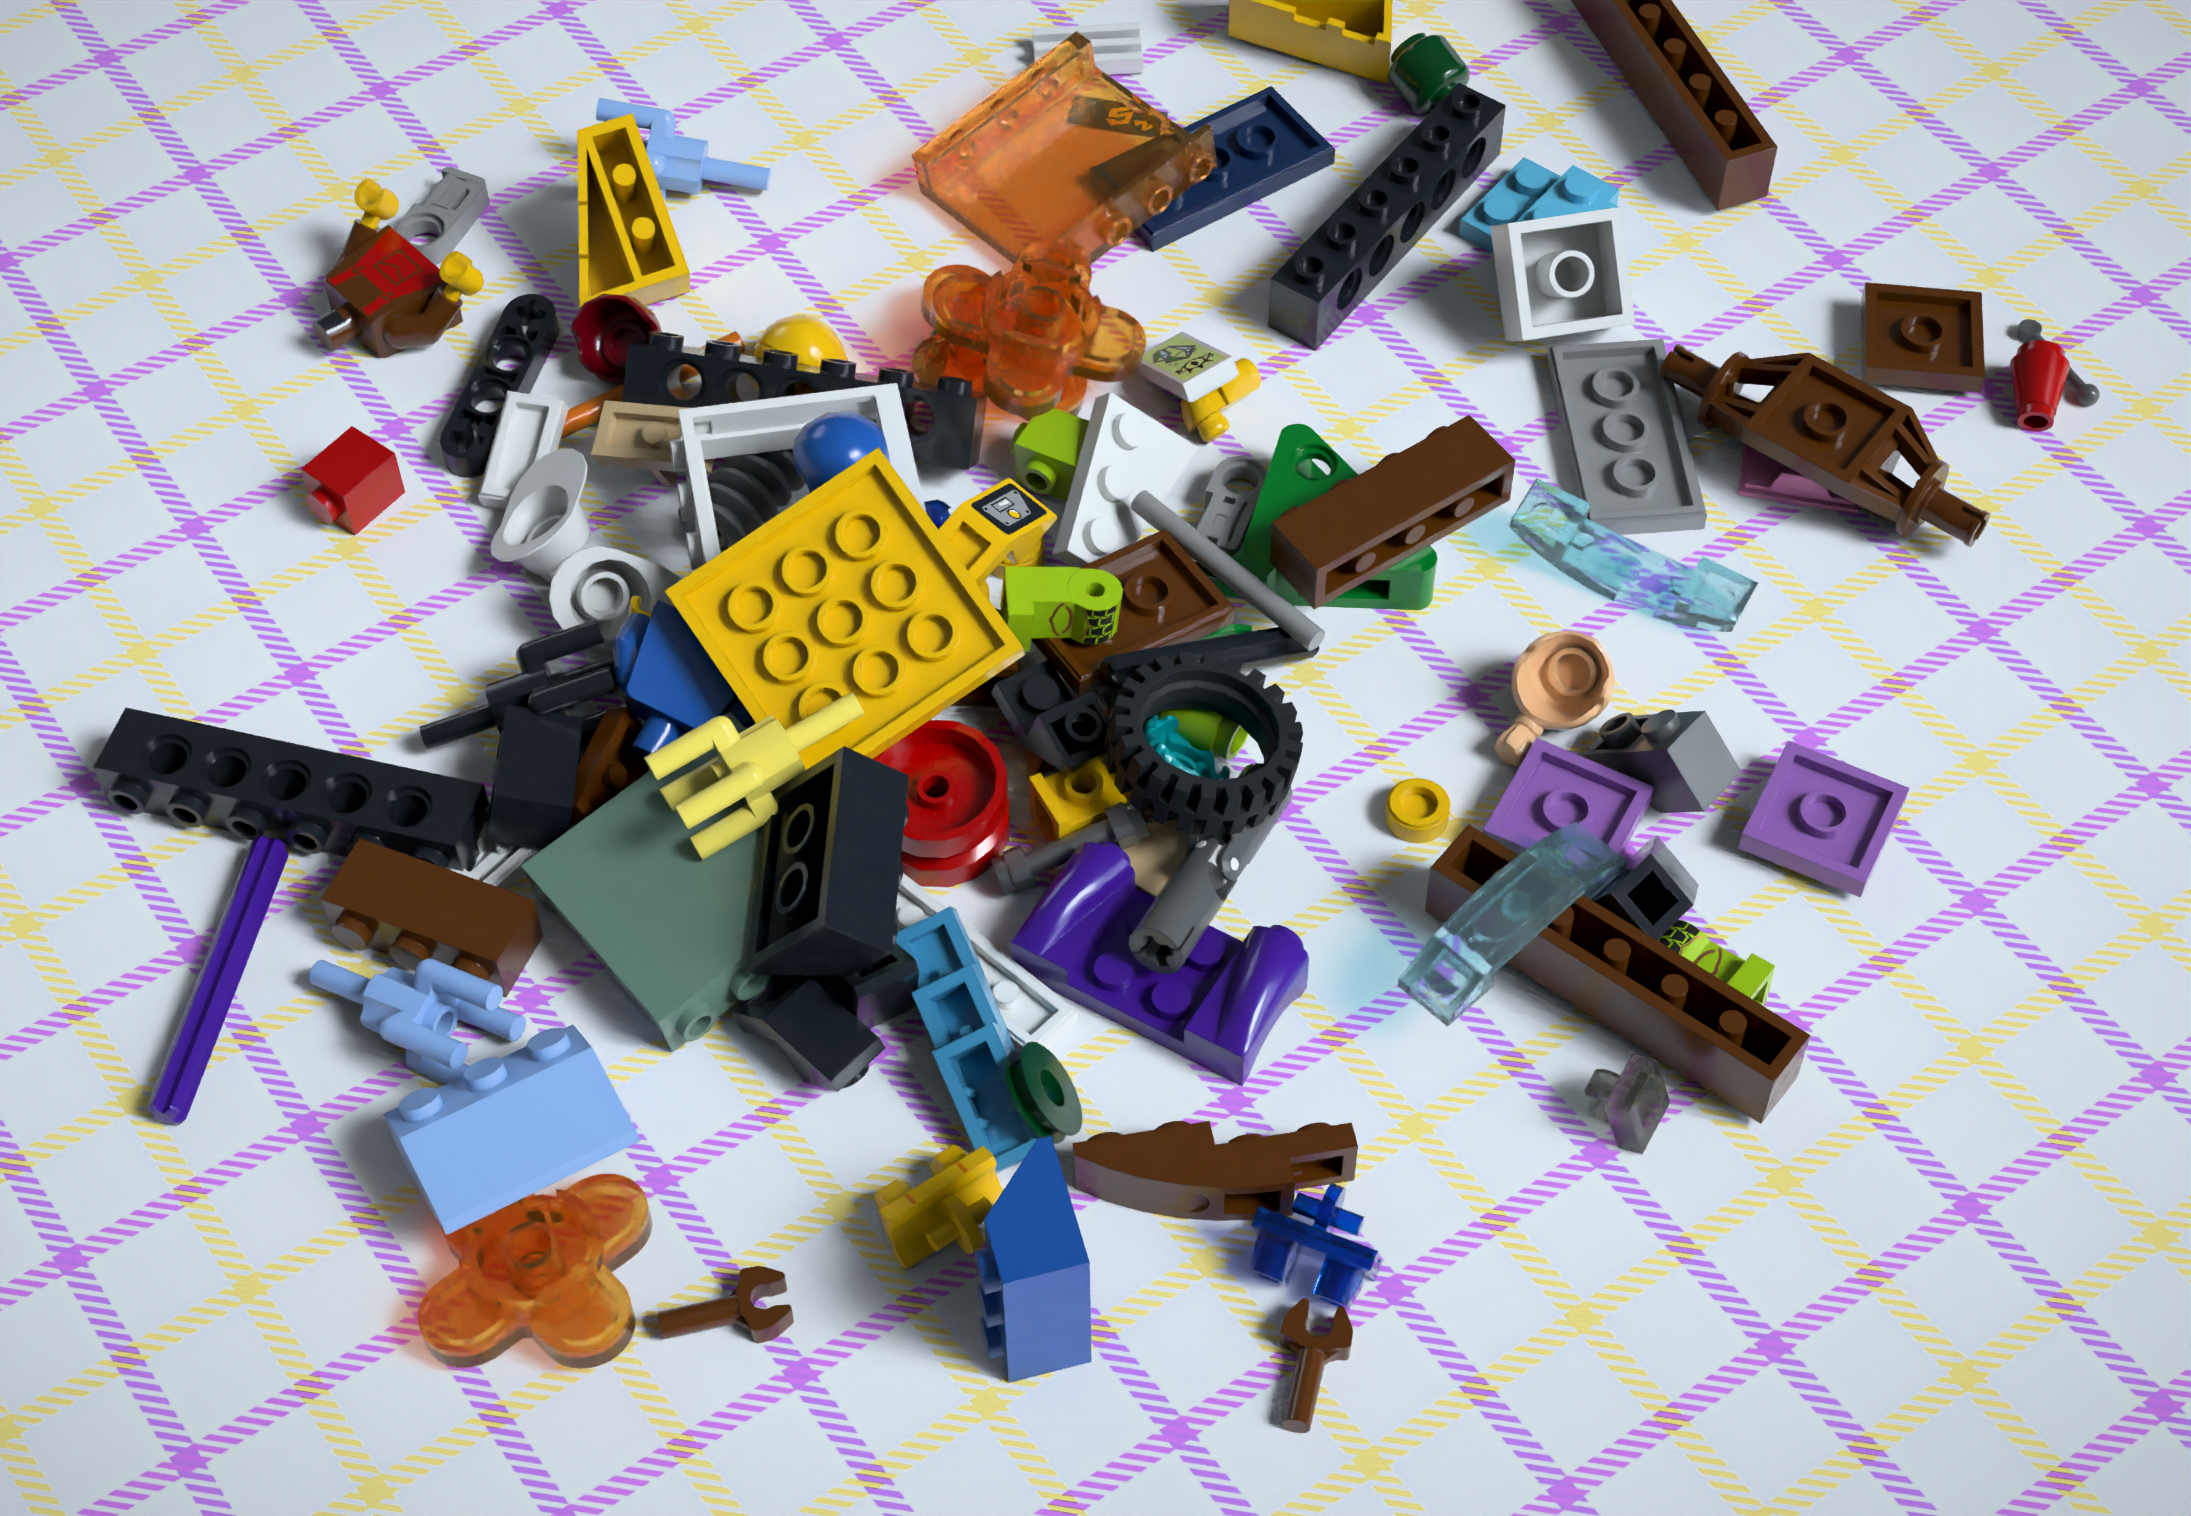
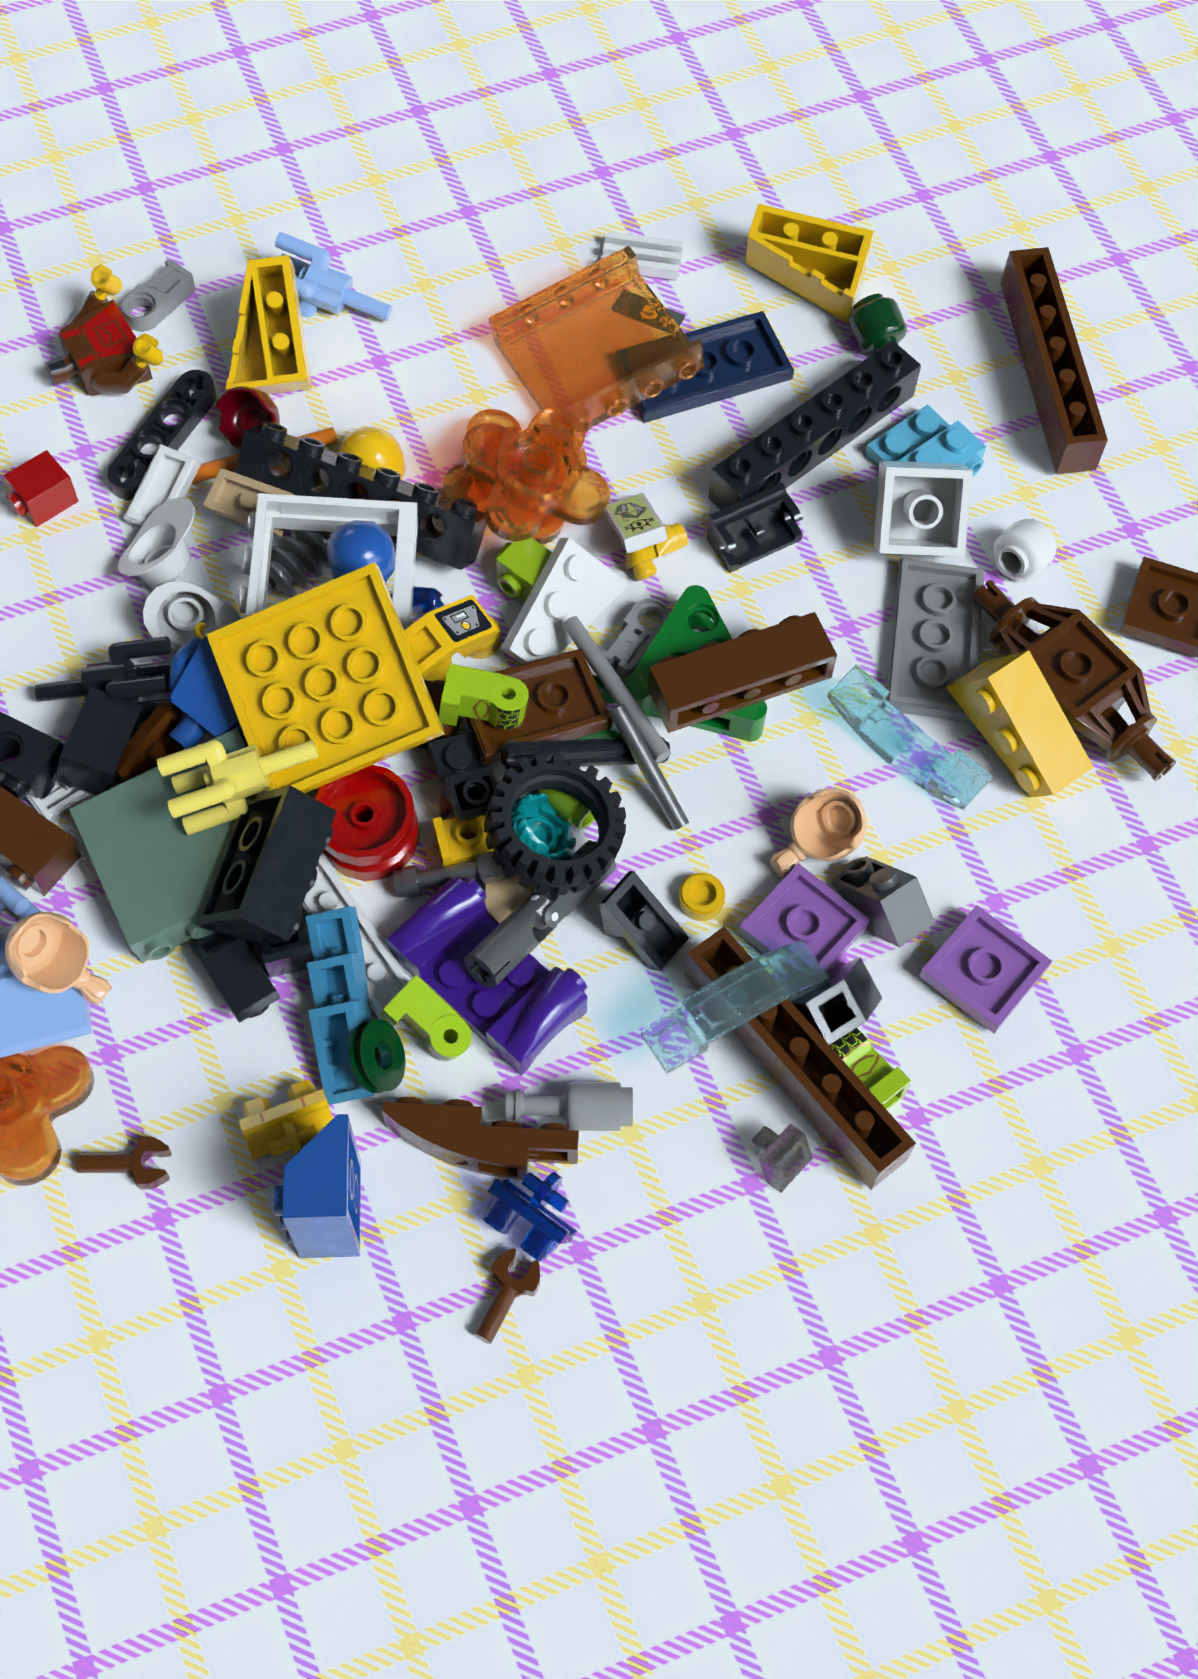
camera: 10 degrees right, 10 degrees up
(569, 1038) = (53, 956): none -> light nougat hair
(1104, 1031) = (431, 1017): none -> lime leg
(1300, 658) = (649, 767): none -> flat silver bar
(1344, 346) = (754, 527): none -> black hinge
(1346, 843) = (643, 921): none -> black slope
(1360, 1092) = (583, 1106): none -> light grey piece
(1708, 304) = (1024, 550): none -> white head
(1777, 505) = (1022, 723): none -> yellow wedge

